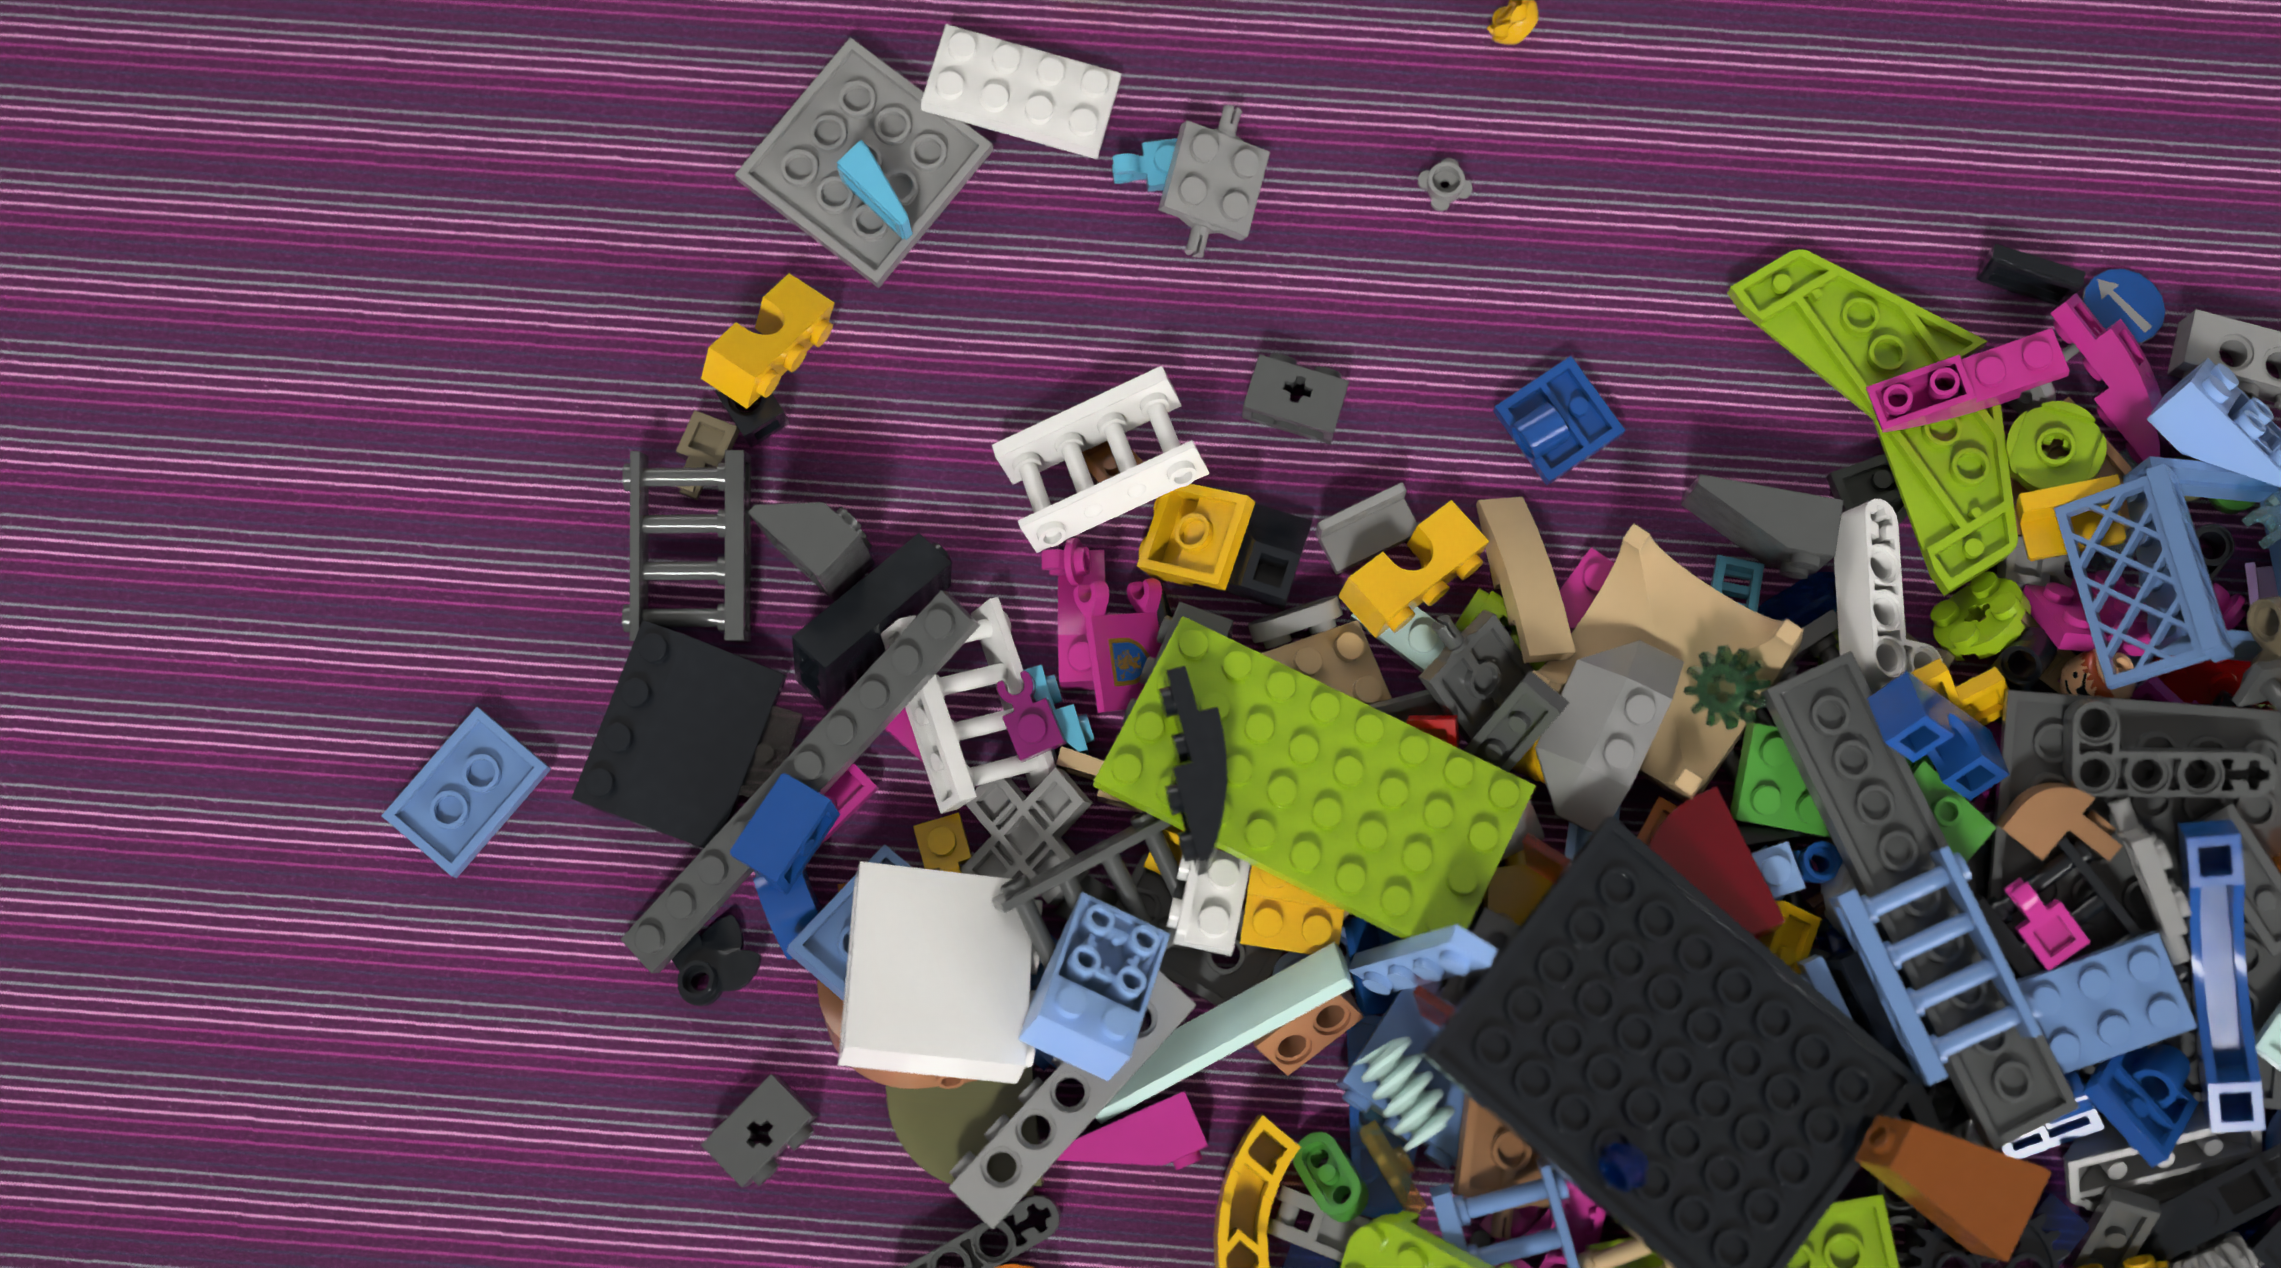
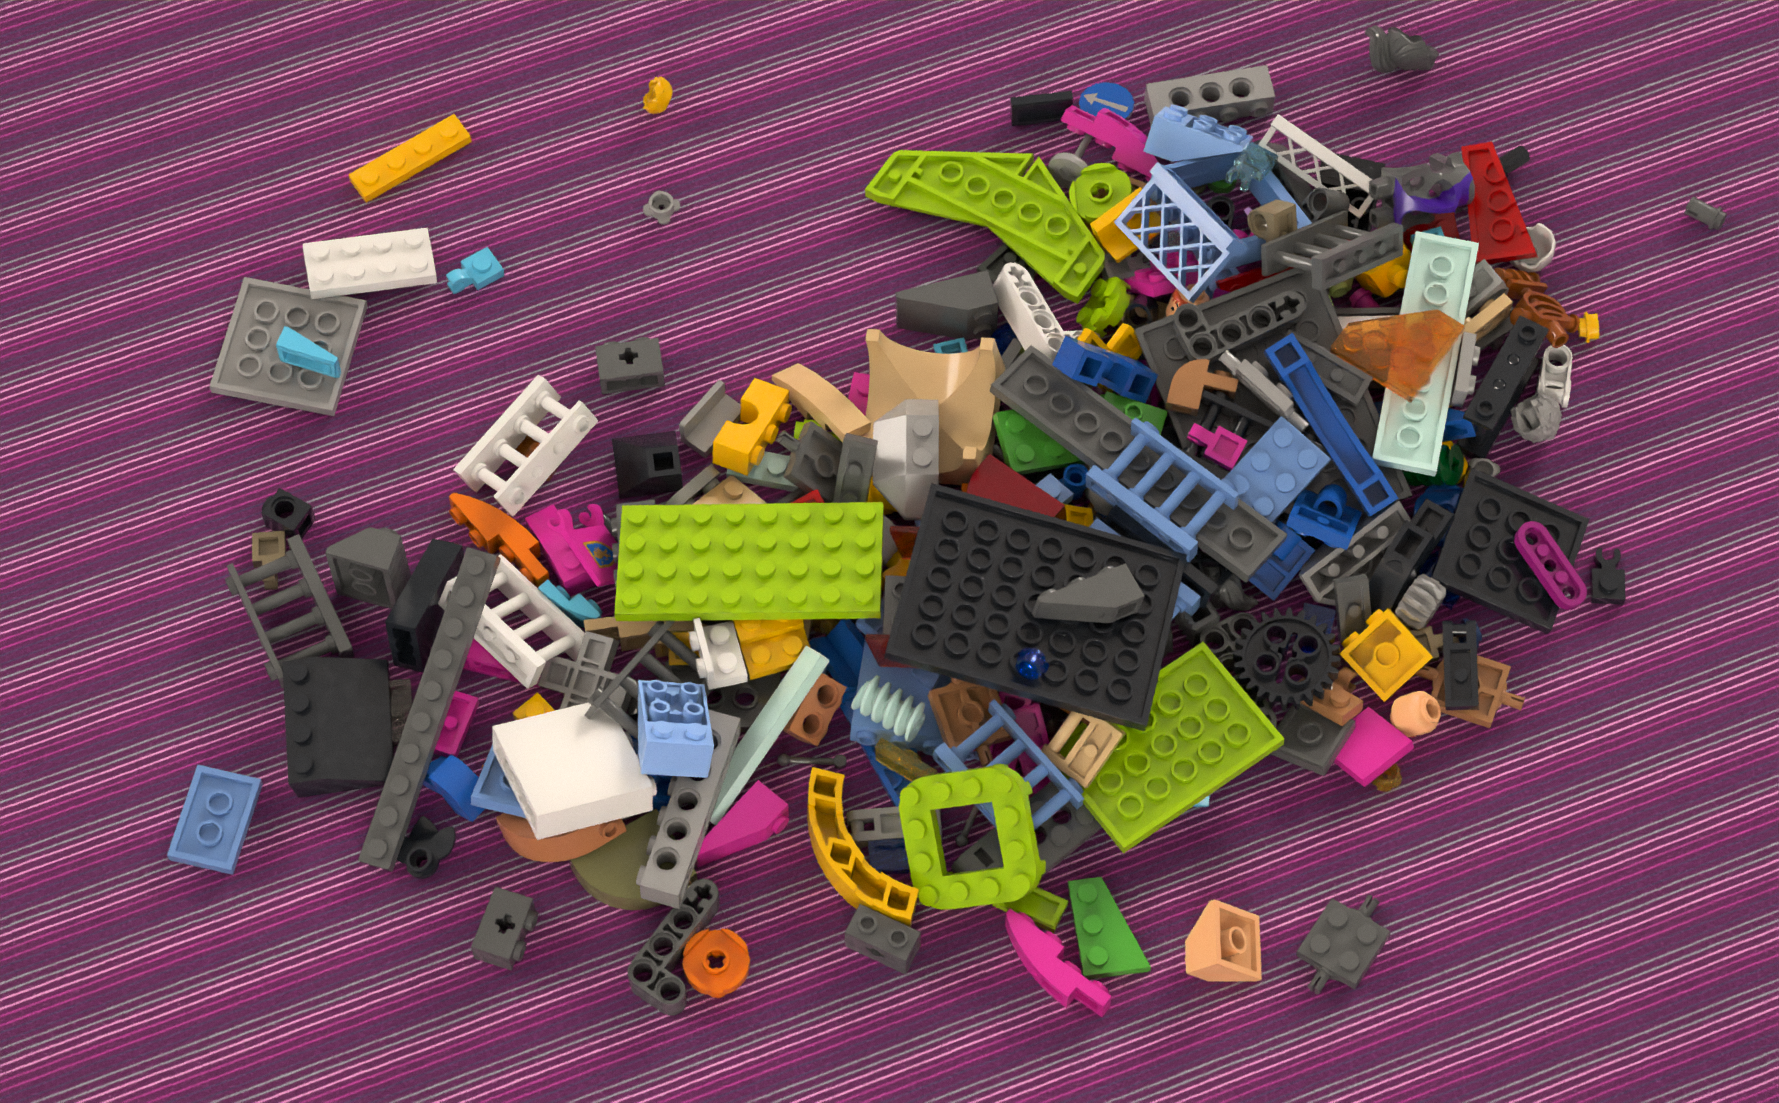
camera: 30 degrees left, 15 degrees down
(752, 363) = (287, 464): yellow arch -> none
(785, 832) = (437, 733): blue panel -> none
(1010, 554) = (498, 531): none -> orange slope
(1032, 723) = (558, 613): magenta plate -> none
(1072, 561) = (533, 515): dark pink plate -> none
(1195, 536) = (606, 465): yellow plate -> none
(1201, 784) = (676, 570): black slope -> none
(1213, 181) = (516, 264): light grey plate -> none
(1309, 1101) = (838, 761): none -> dark grey hinge
(1332, 1179) = (872, 790): bright green plate -> none
(1422, 960) = (863, 618): light blue plate -> none
(1558, 420) = (798, 309): blue plate -> none
(1721, 703) = (956, 397): clear green gear -> none
(1768, 1109) = (1098, 599): none -> dark grey slope
(1958, 1185) = (1232, 601): dark orange slope -> none
(1967, 384) = (1032, 180): dark pink slope -> none

